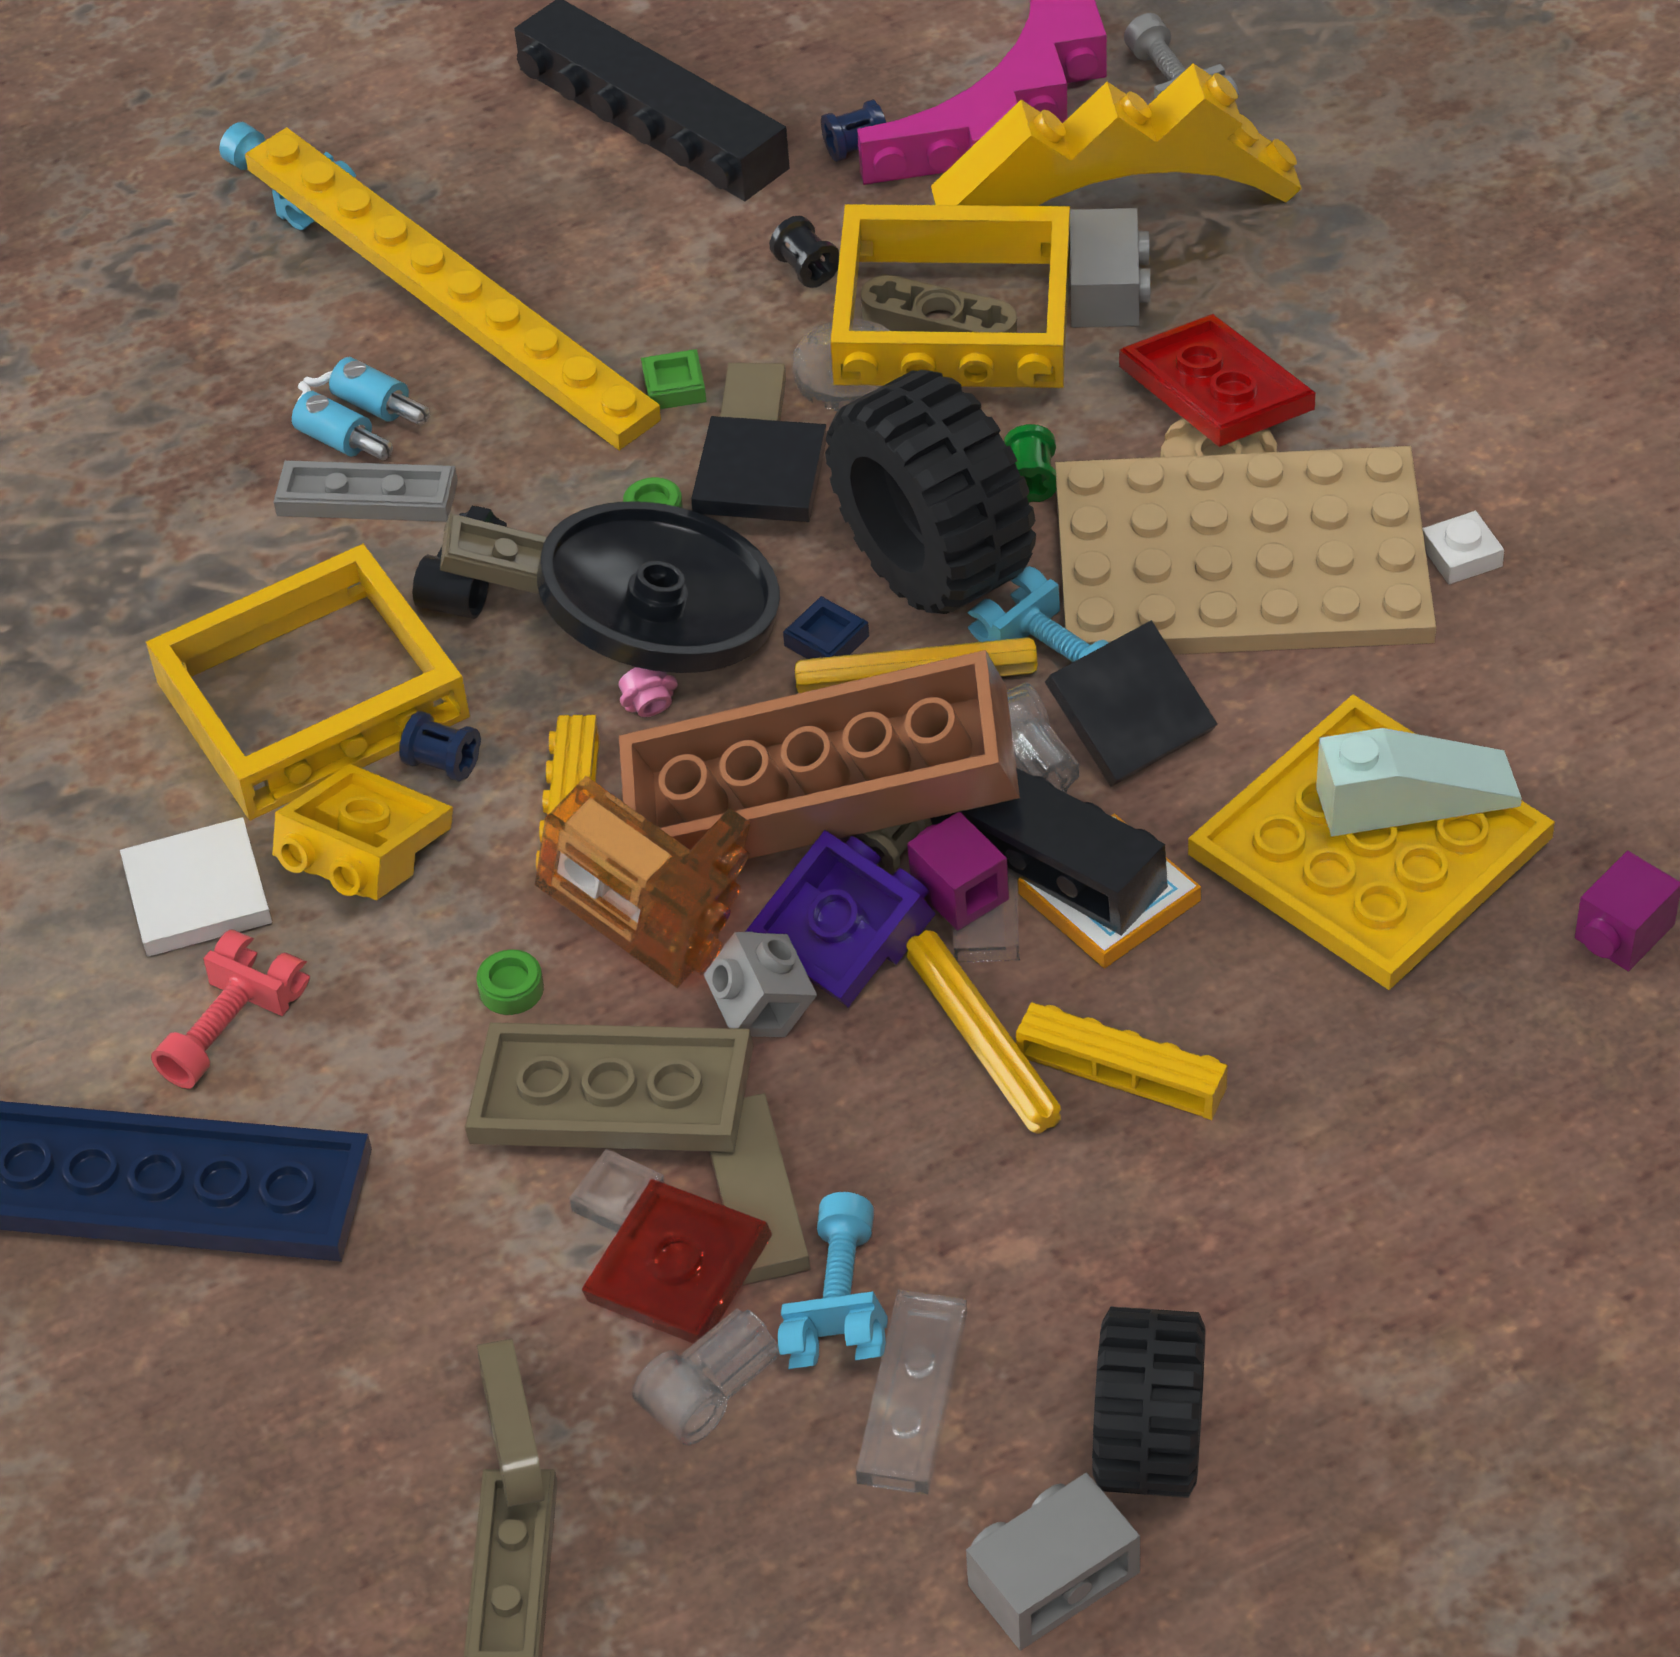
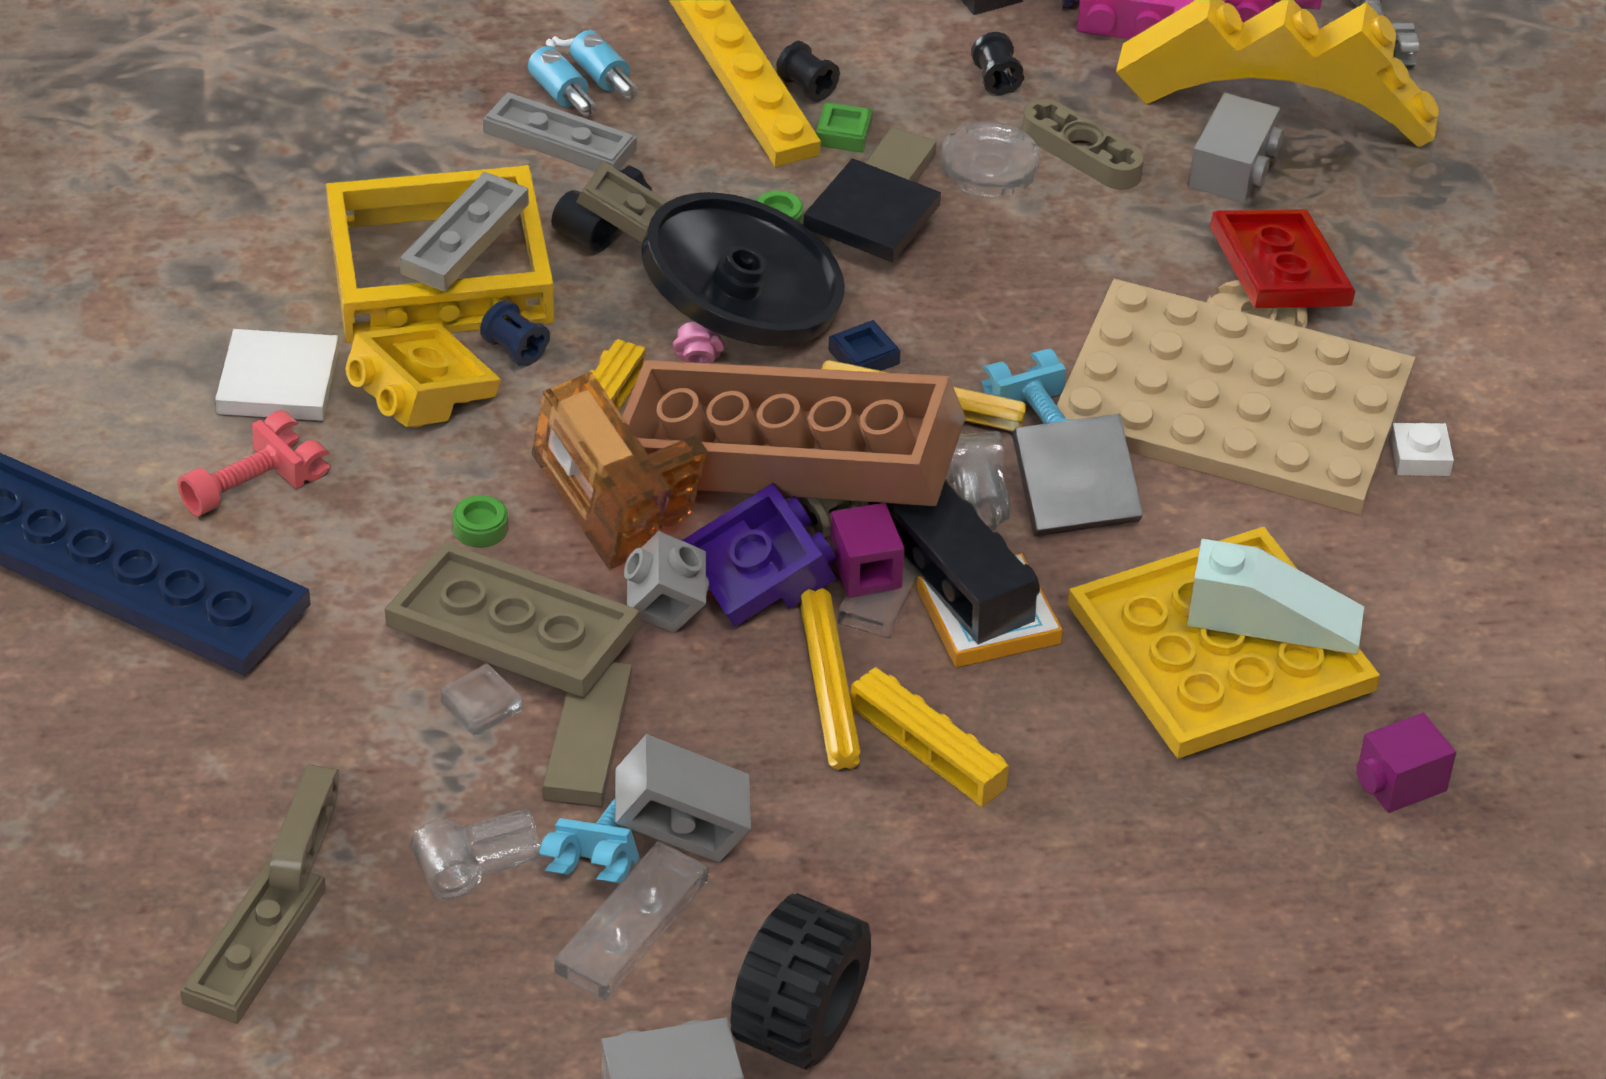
camera: 15 degrees right, 5 degrees down
(337, 649) = (464, 231): none -> light grey plate
(605, 327) = (800, 66): none -> black bush
(677, 1261) = (497, 761): clear red tile -> none
(909, 1234) = (682, 798): none -> light grey brick
(930, 491) = (985, 258): black tyre -> none
(952, 236) = (1109, 82): yellow window -> none
(1033, 449) = (1092, 271): green bush -> none

